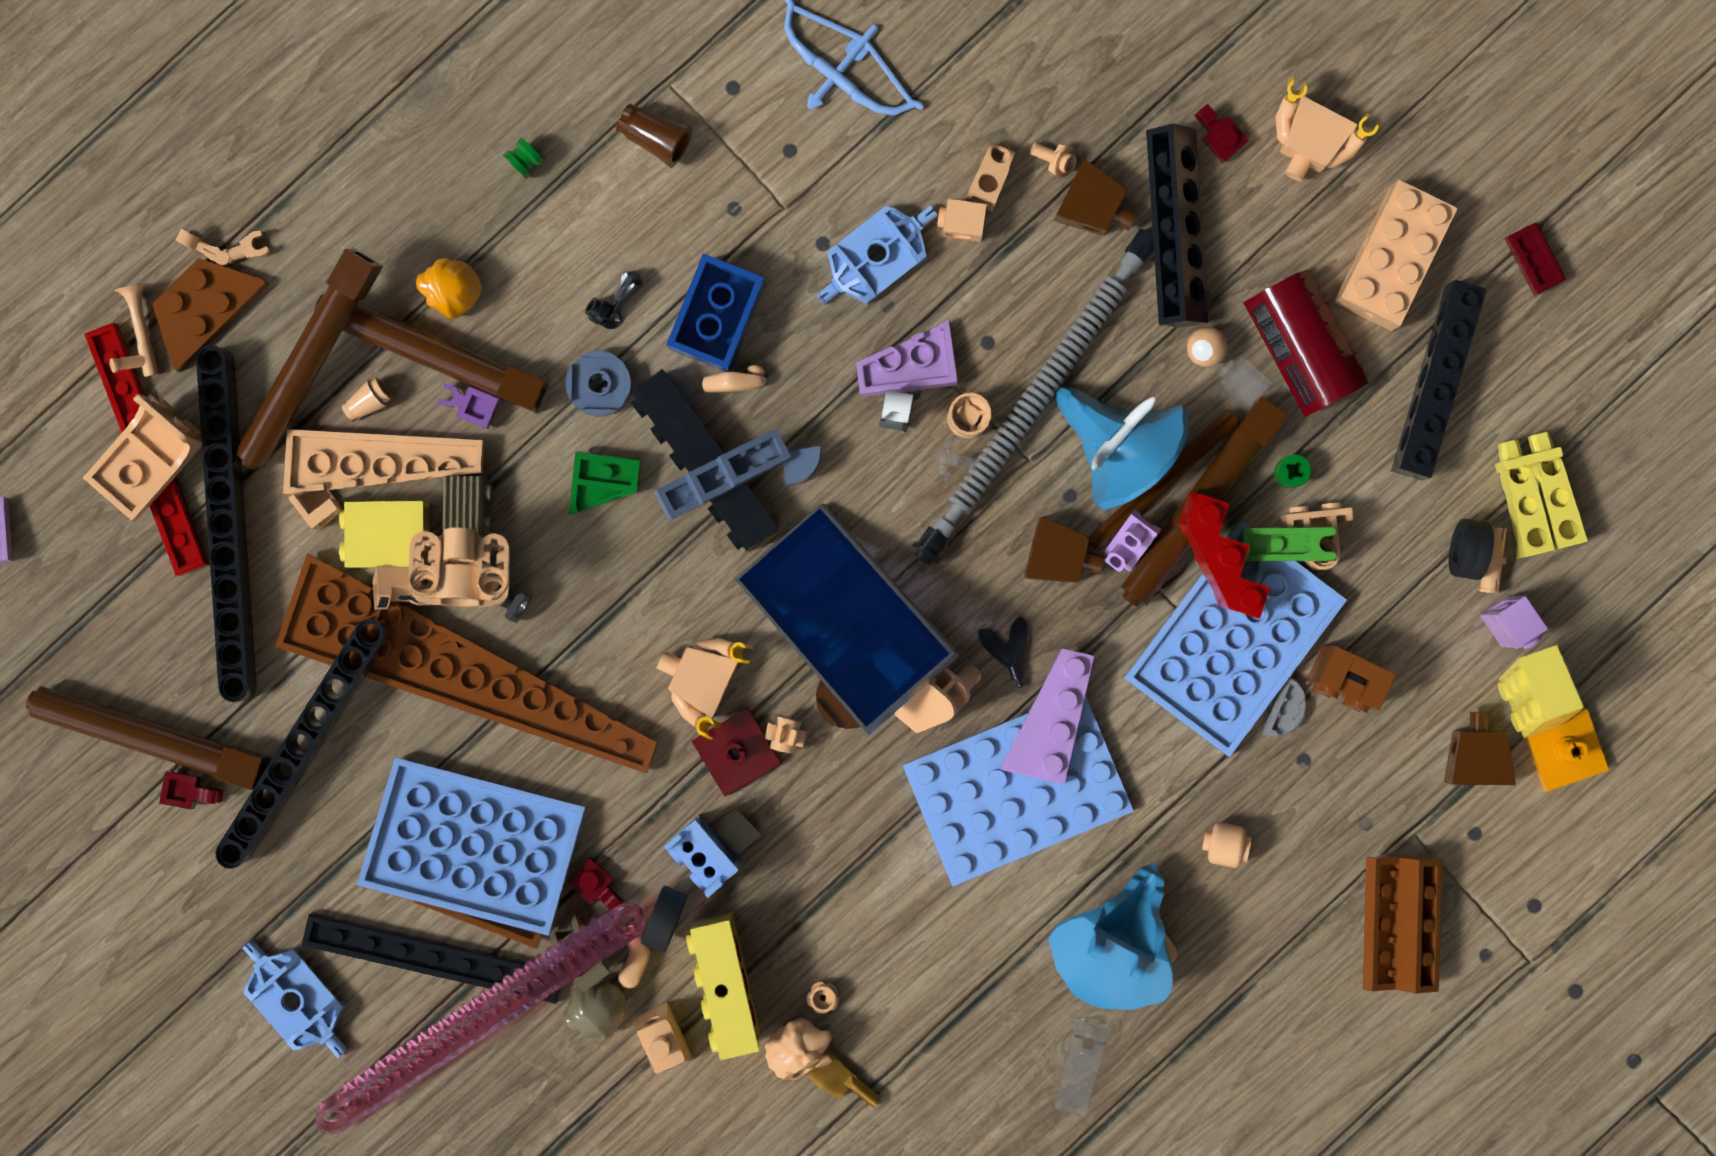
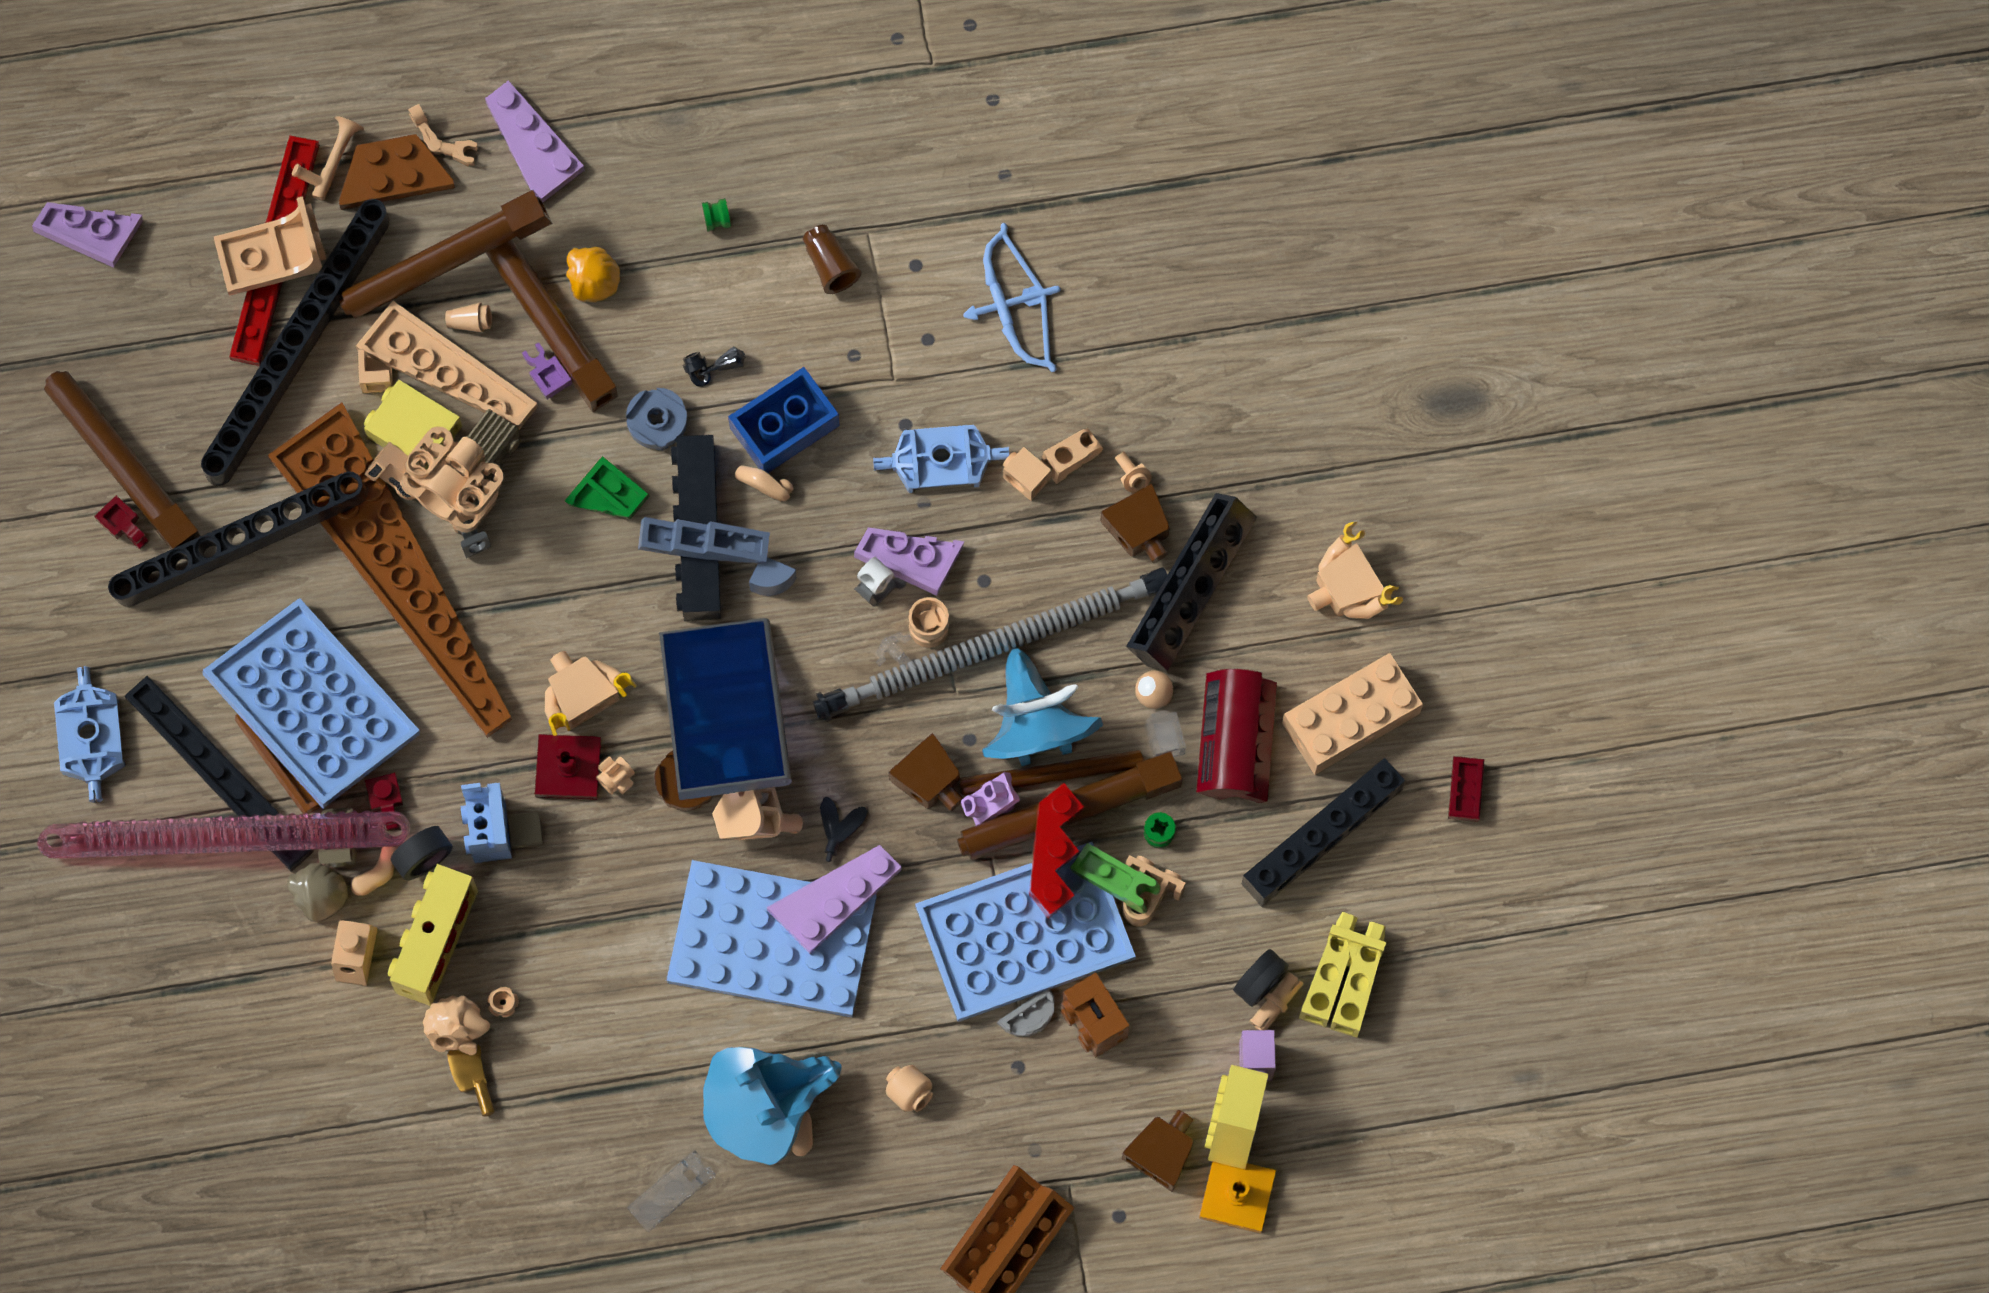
camera: 30 degrees right, 15 degrees down
(317, 200) = (535, 147): none -> lavender wing
(1223, 137) = (1276, 539): dark red plate -> none

